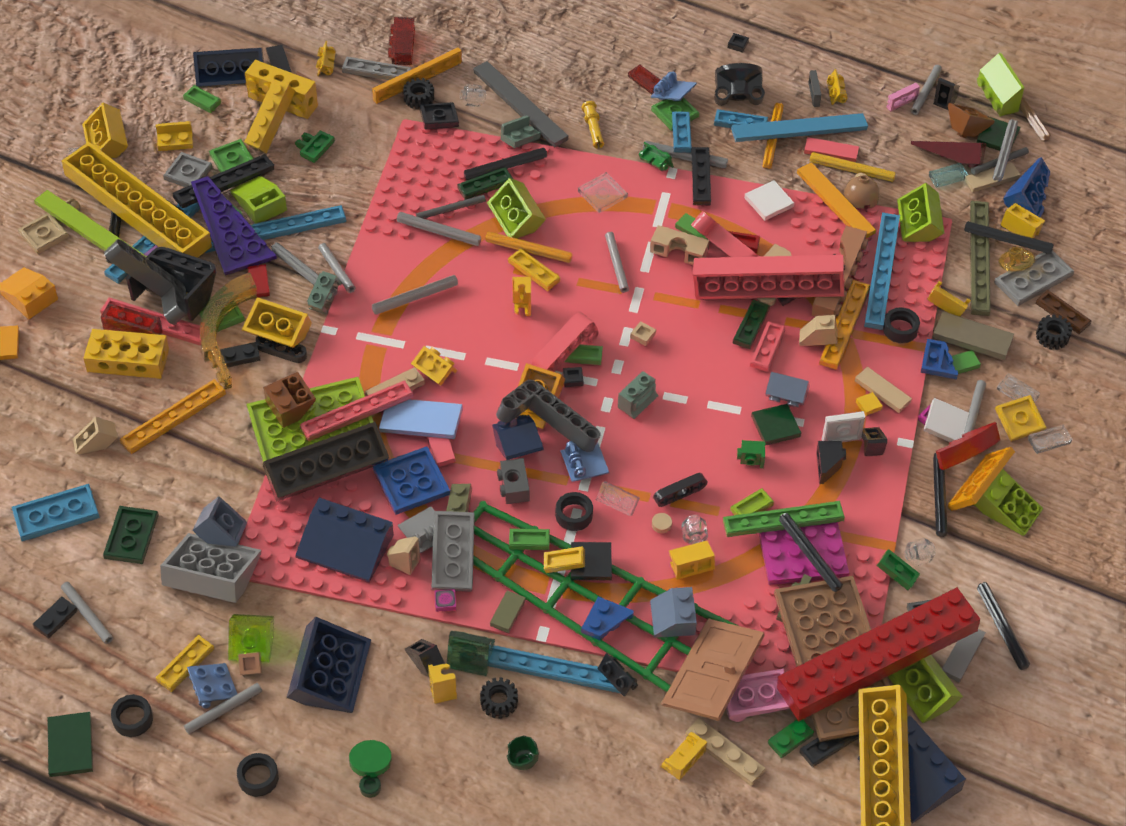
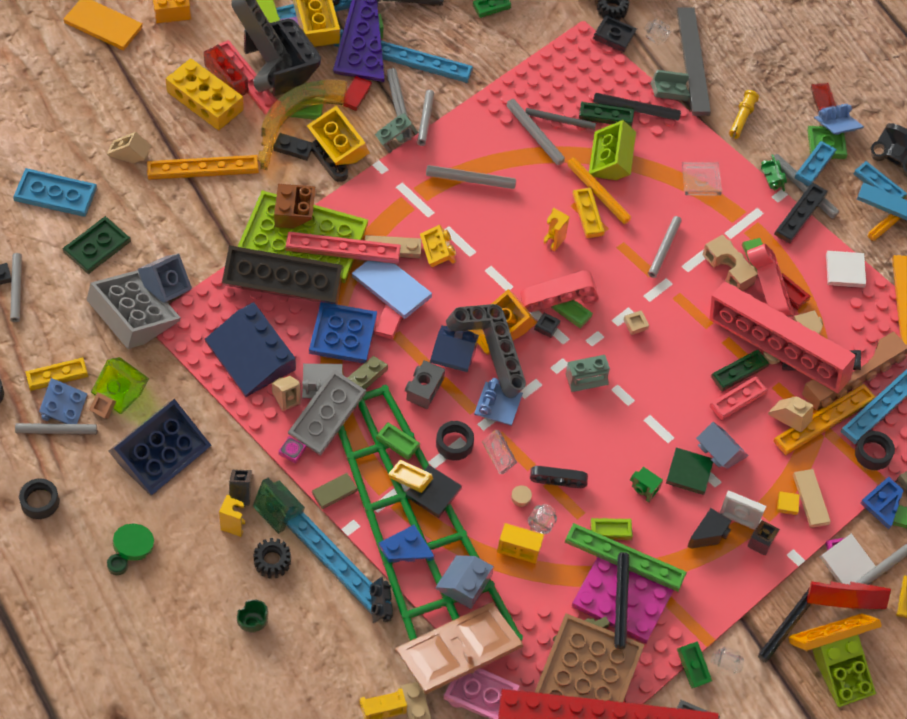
camera: 30 degrees right, 5 degrees up
(260, 199) = (409, 24): lime slope -> none

